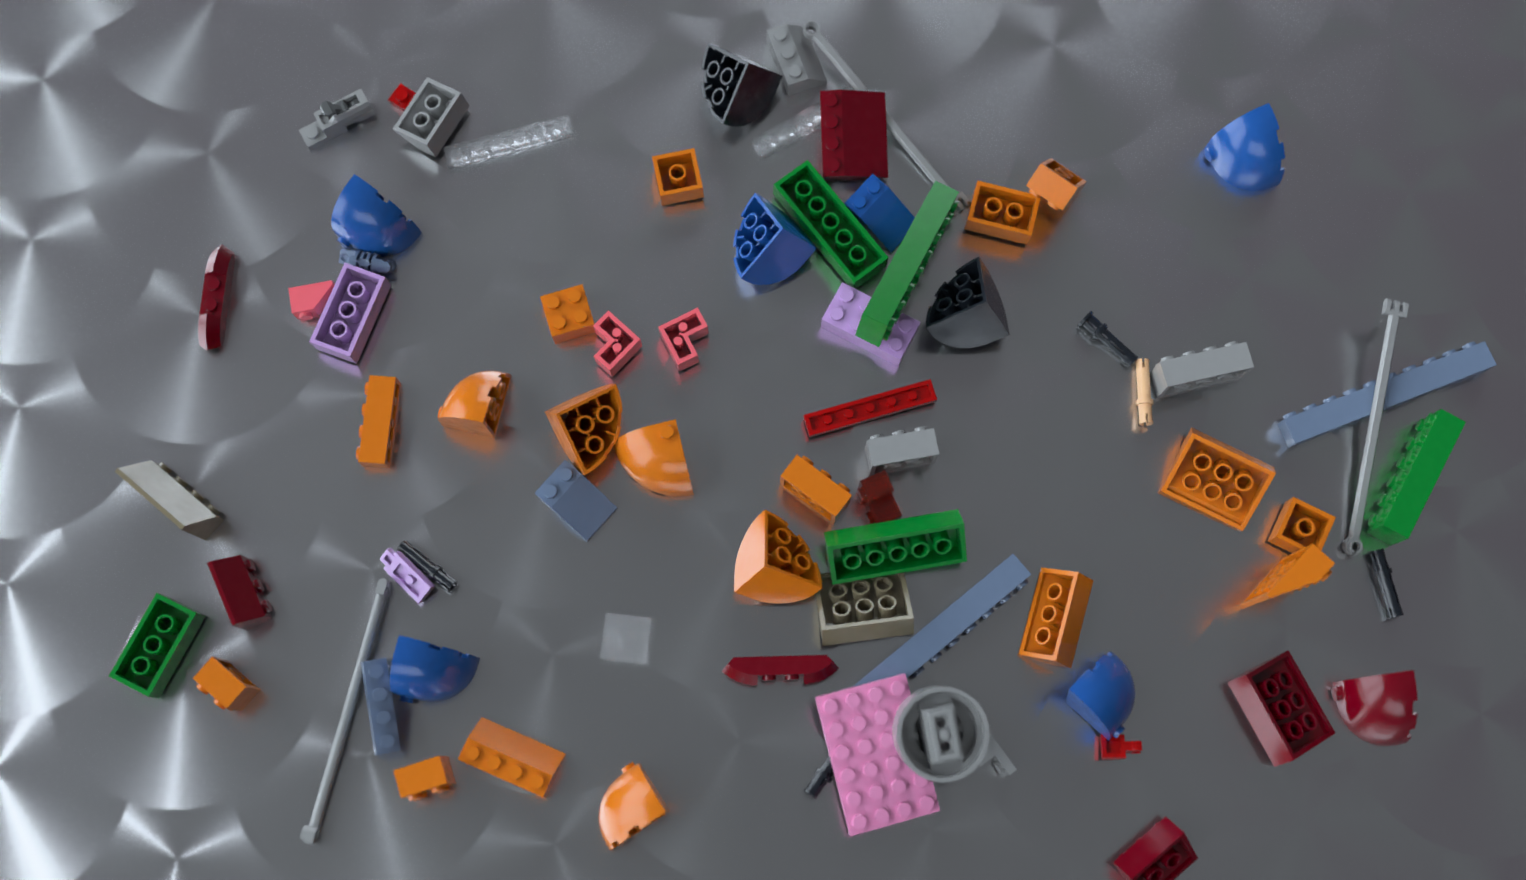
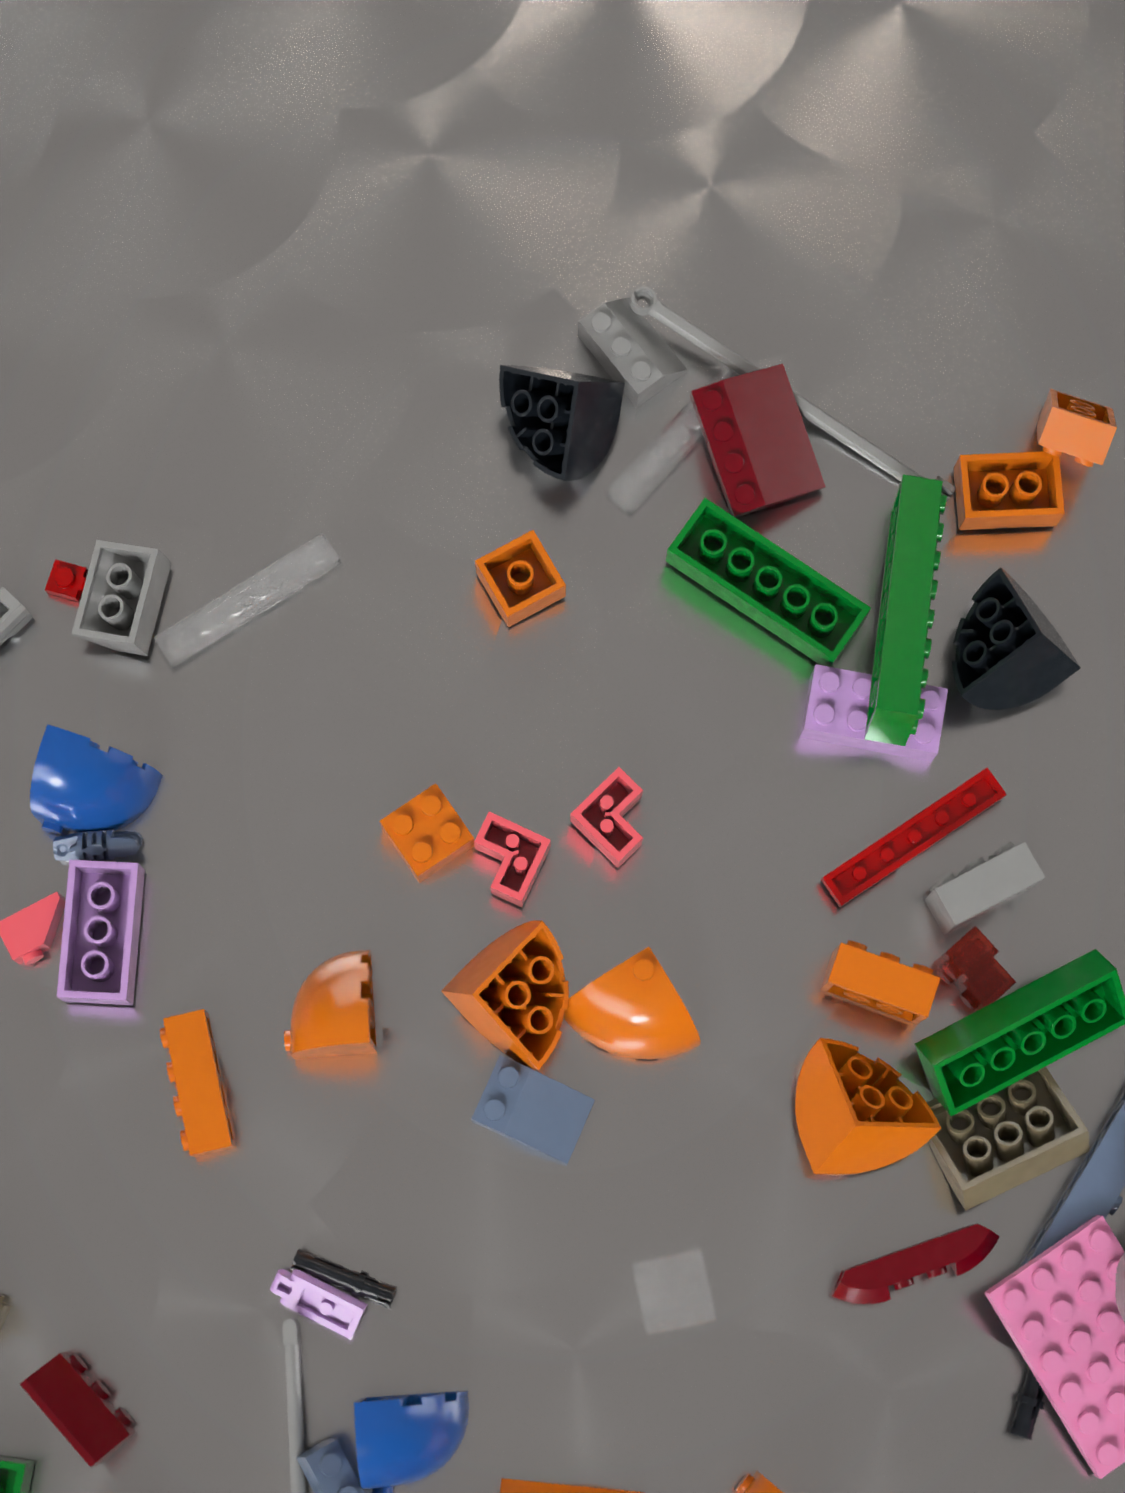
camera: 20 degrees left, 0 degrees up
(769, 244) = (688, 638): blue brick -> none
(880, 213) = (835, 543): blue slope -> none

